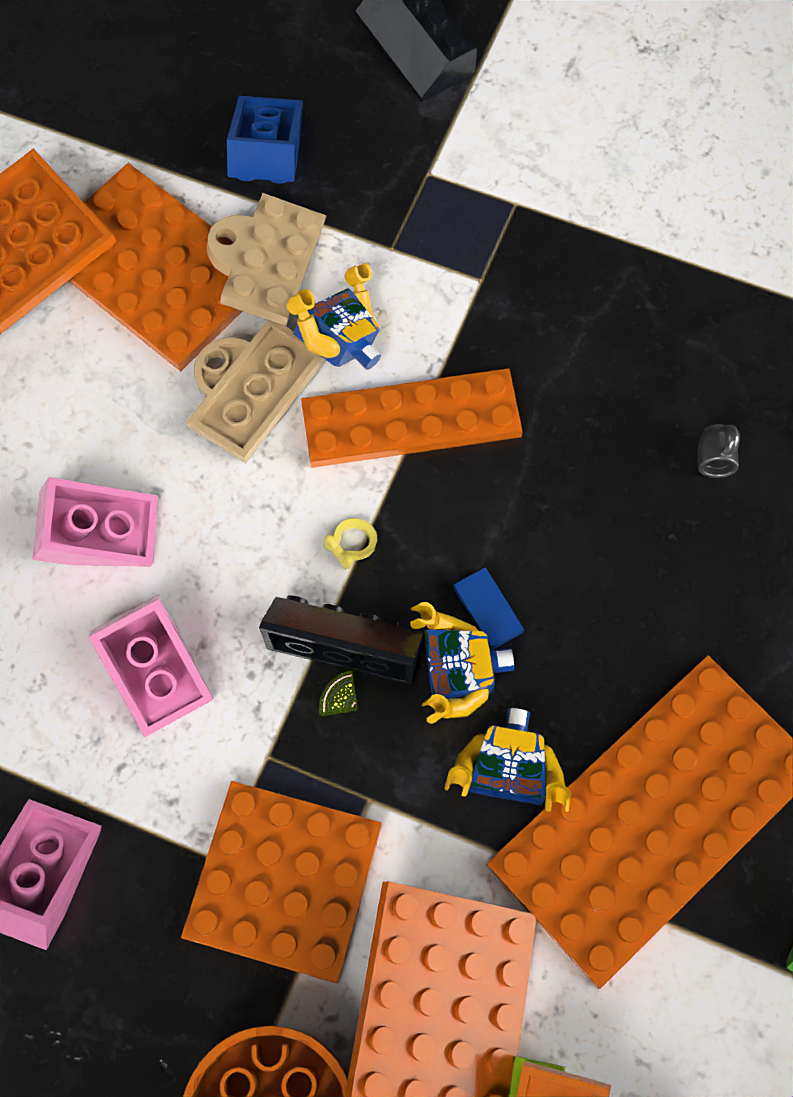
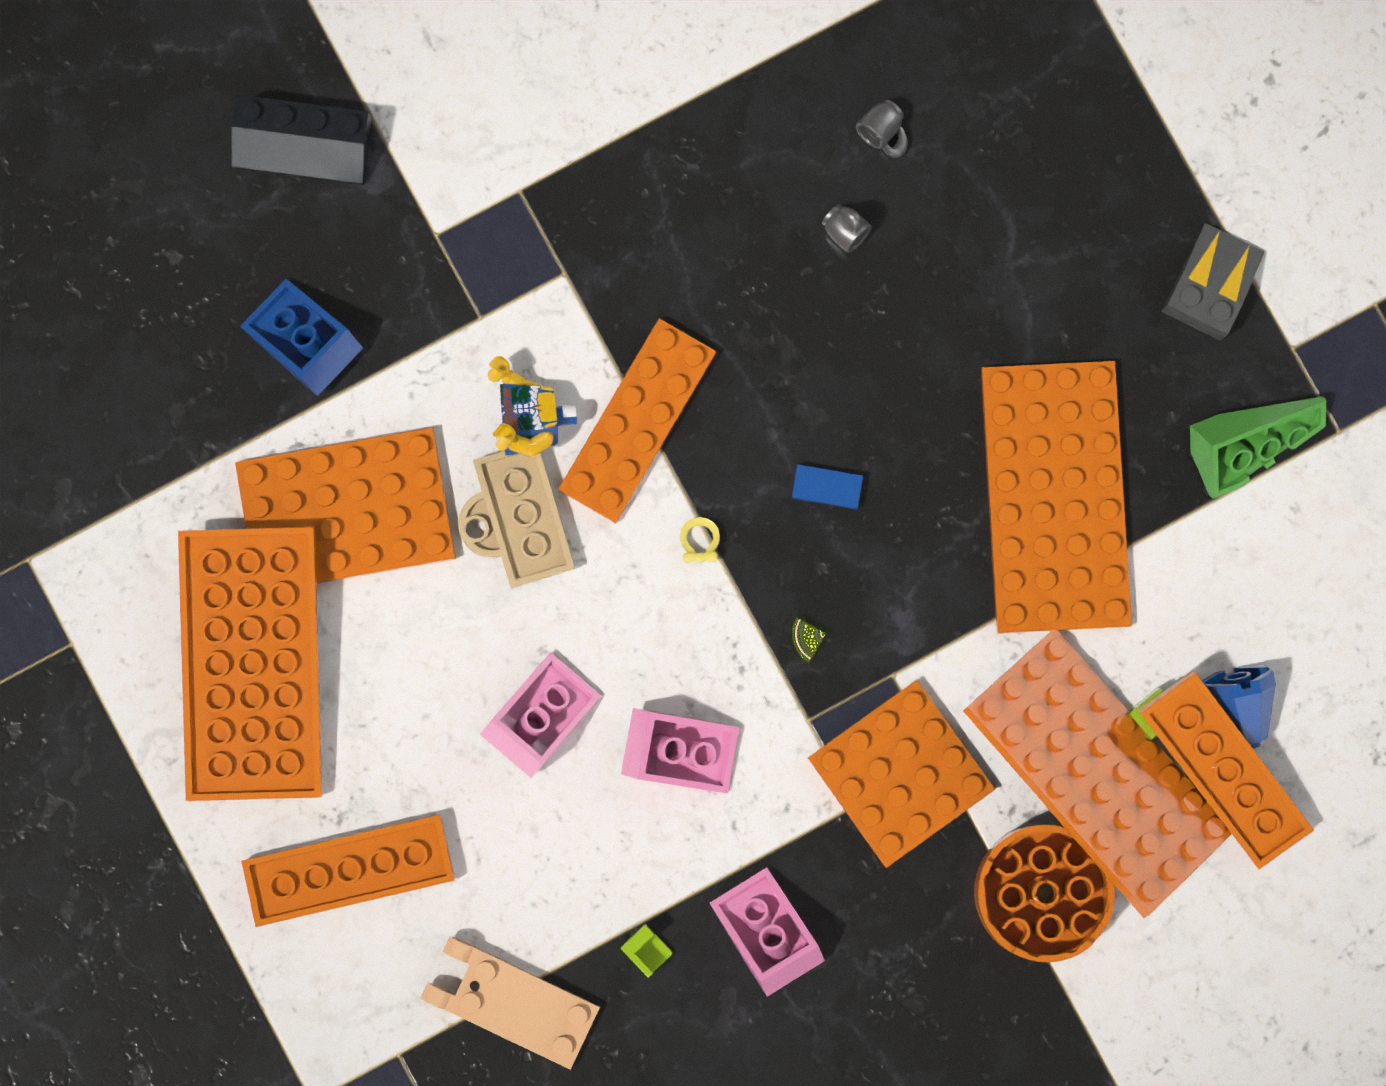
camera: 55 degrees left, 15 degrees up
(266, 256) = (419, 422): tan plate -> none
(342, 639) = (771, 604): black slope -> none
(458, 663) = (853, 542): torso -> none
(511, 765) = (949, 563): torso -> none

